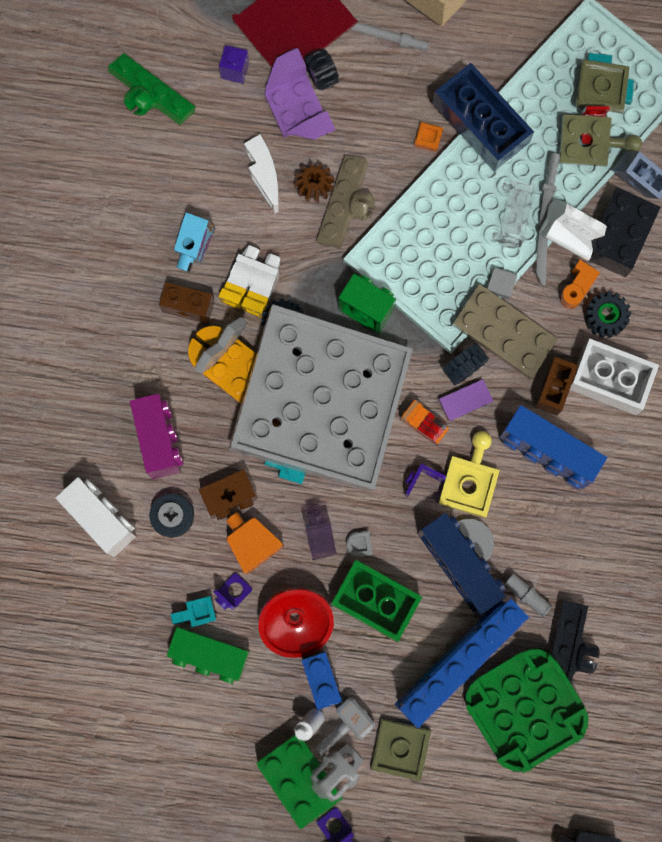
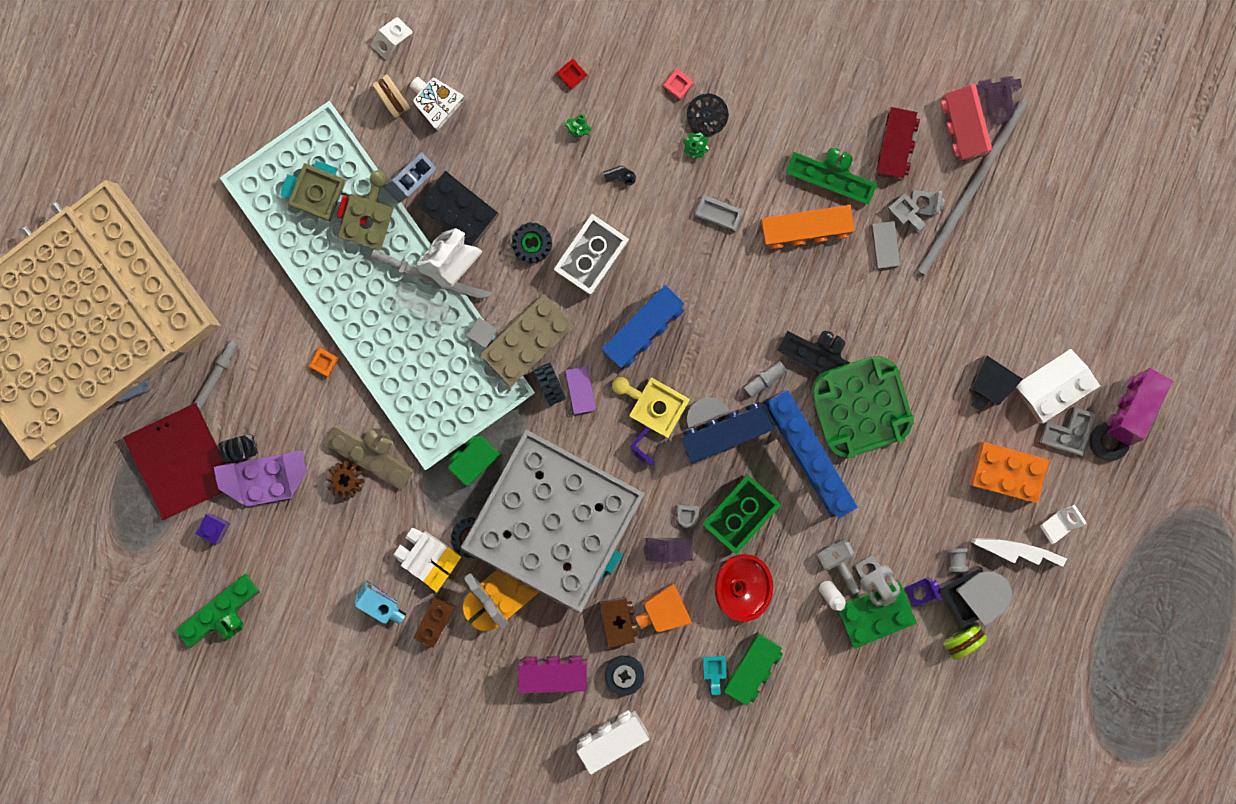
camera: 75 degrees left, 10 degrees up
(223, 597) = (706, 645): dark purple bracket -> none
(263, 171) = (324, 523): white slope -> none
(321, 681) = (797, 576): blue brick -> none
(400, 750) = (870, 521): olive tile -> none
(424, 422) = (593, 432): leg -> none
(482, 116) = (322, 312): dark blue brick -> none
(556, 386) = (588, 308): reddish brown brick -> none
(575, 292) = (506, 268): orange leg -> none

